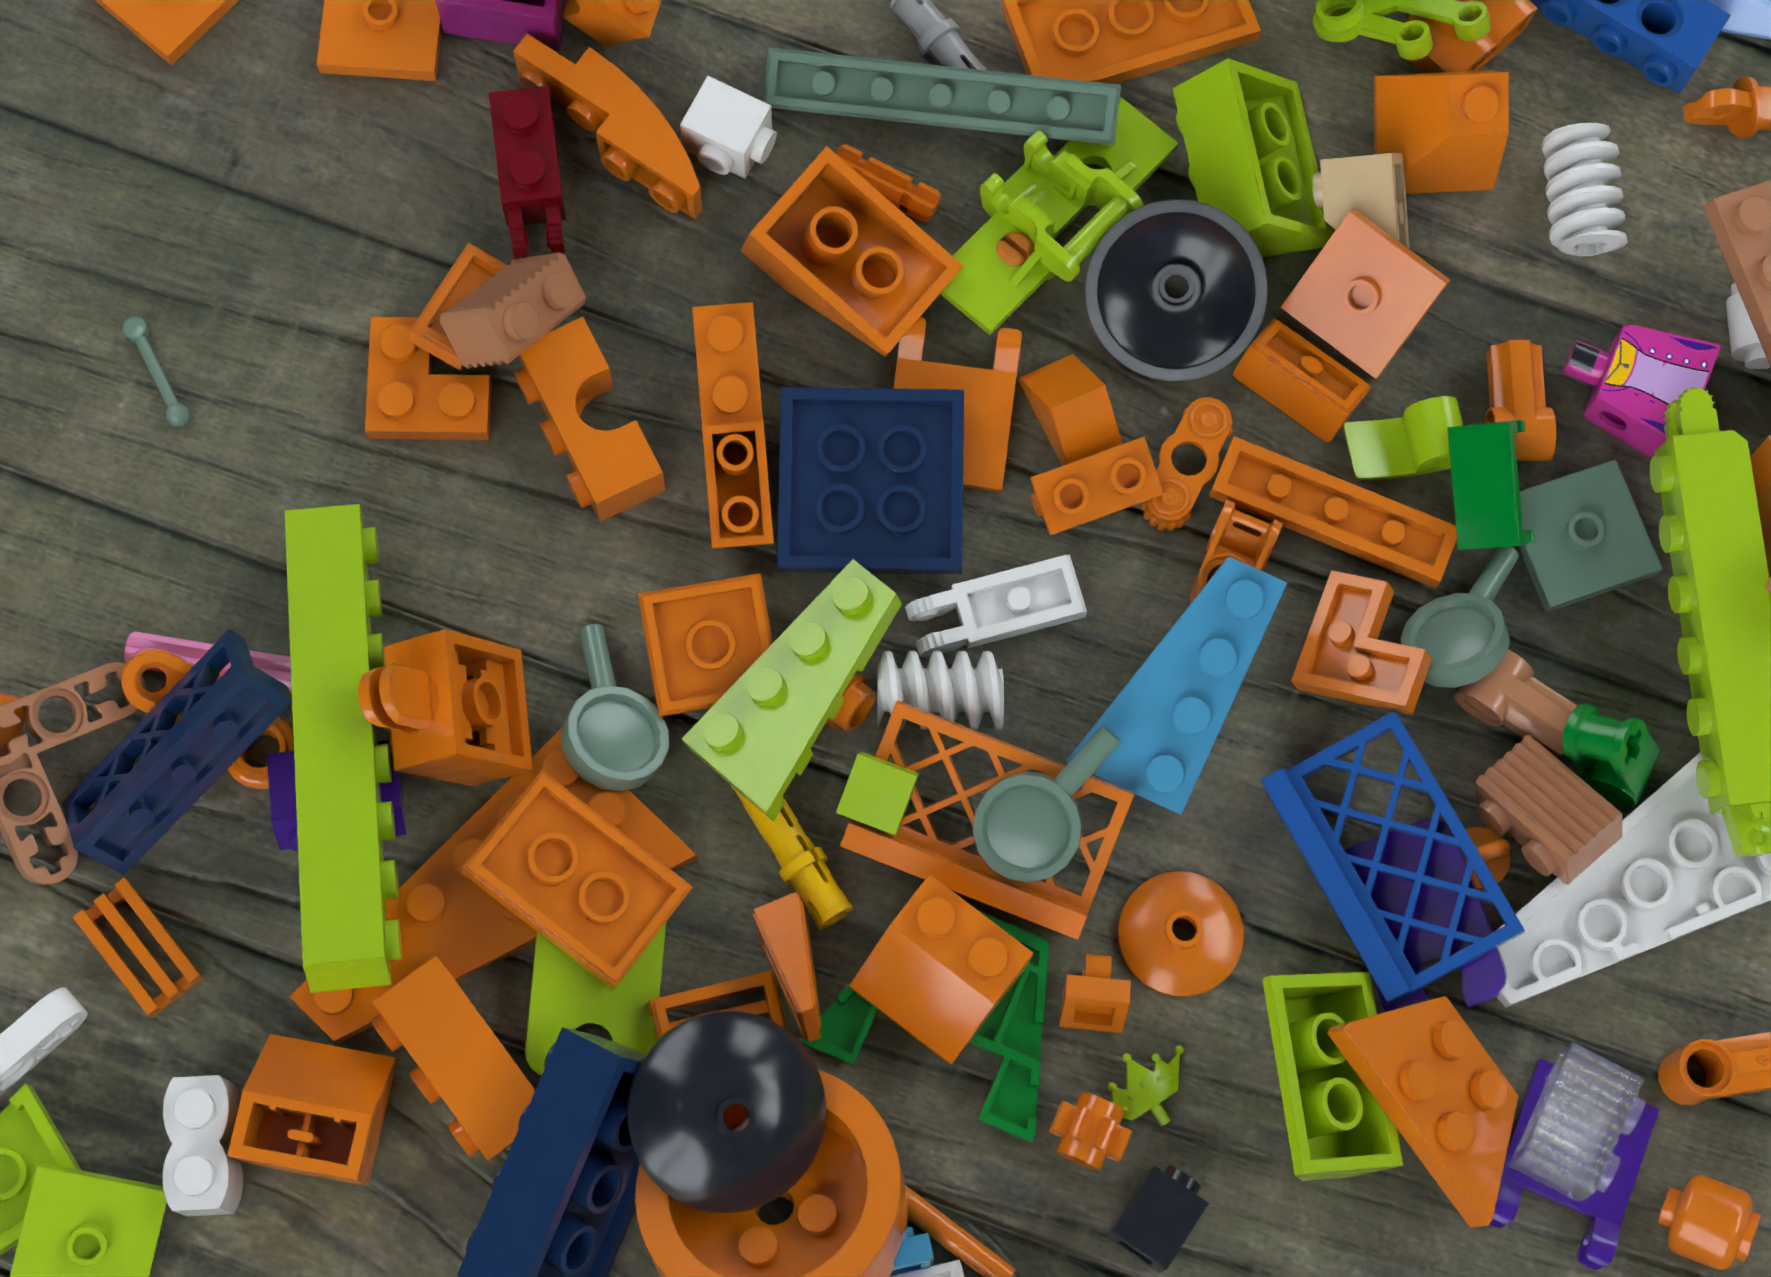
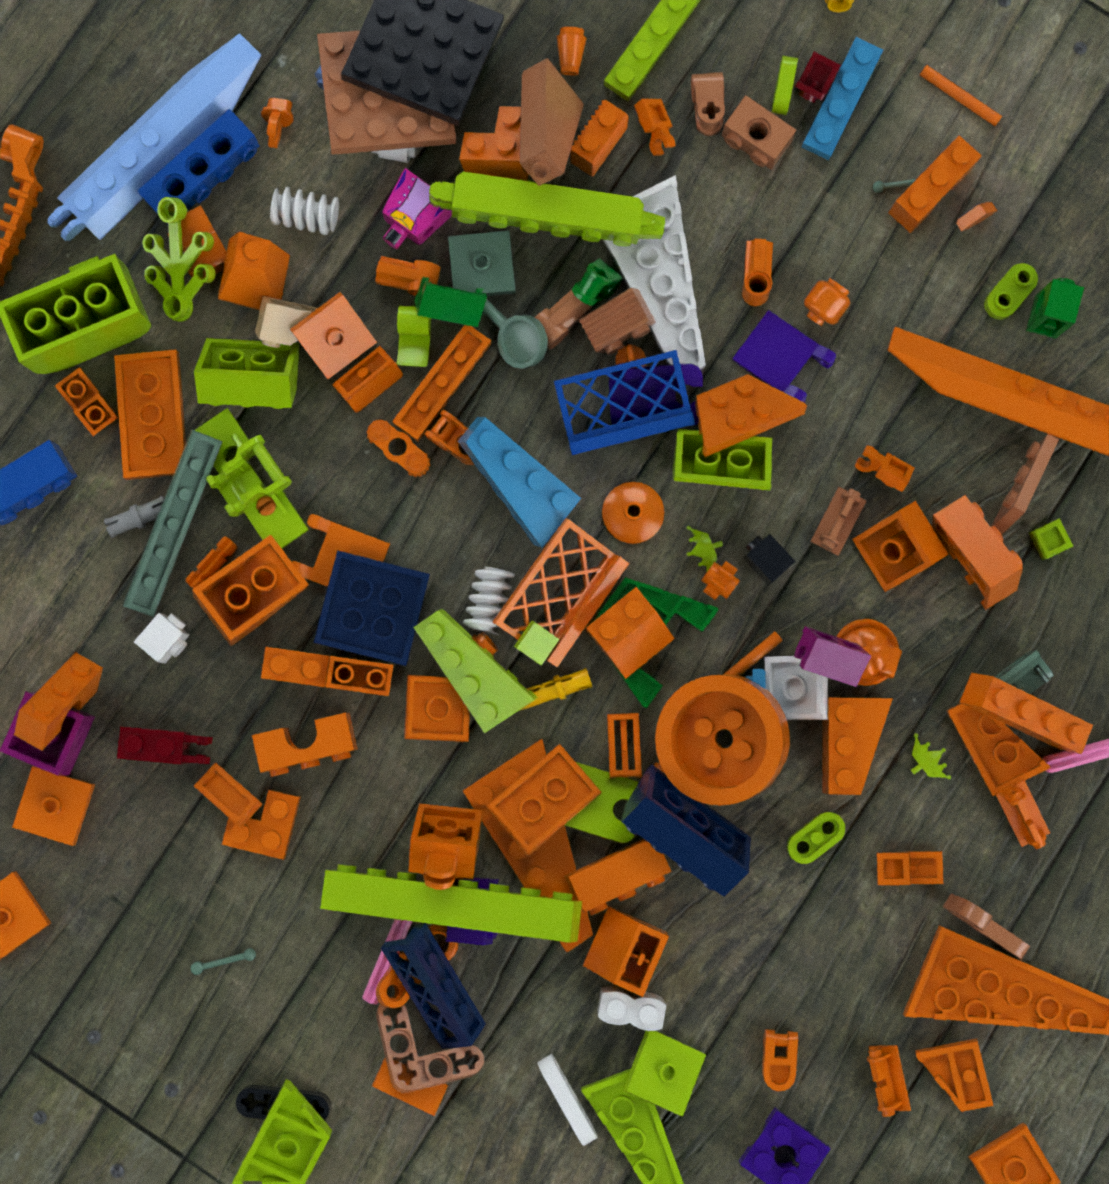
camera: 70 degrees left, 10 degrees up
(106, 906) = (500, 1035): orange tile -> none
(512, 310) = (240, 770): nougat brick -> none
(612, 731) = (471, 765): sand green piece -> none
(631, 130) = (154, 687): orange slope -> none
(681, 1102) = (659, 753): black dish -> none
(787, 945) = (595, 704): orange slope -> none
(1002, 605) = (451, 557): white hinge -> none
(1032, 822) = (569, 570): sand green piece -> none
(1072, 409) = (360, 498): orange slope -> none
(1094, 998) = (657, 562): orange tile -> none
(1095, 486) = (402, 496): orange hinge -> none
(1165, 332) = (328, 435): black dish -> none
(1344, 651) = (519, 396): orange plate -> none
(1579, 1123) = (769, 350): clear brick -> none

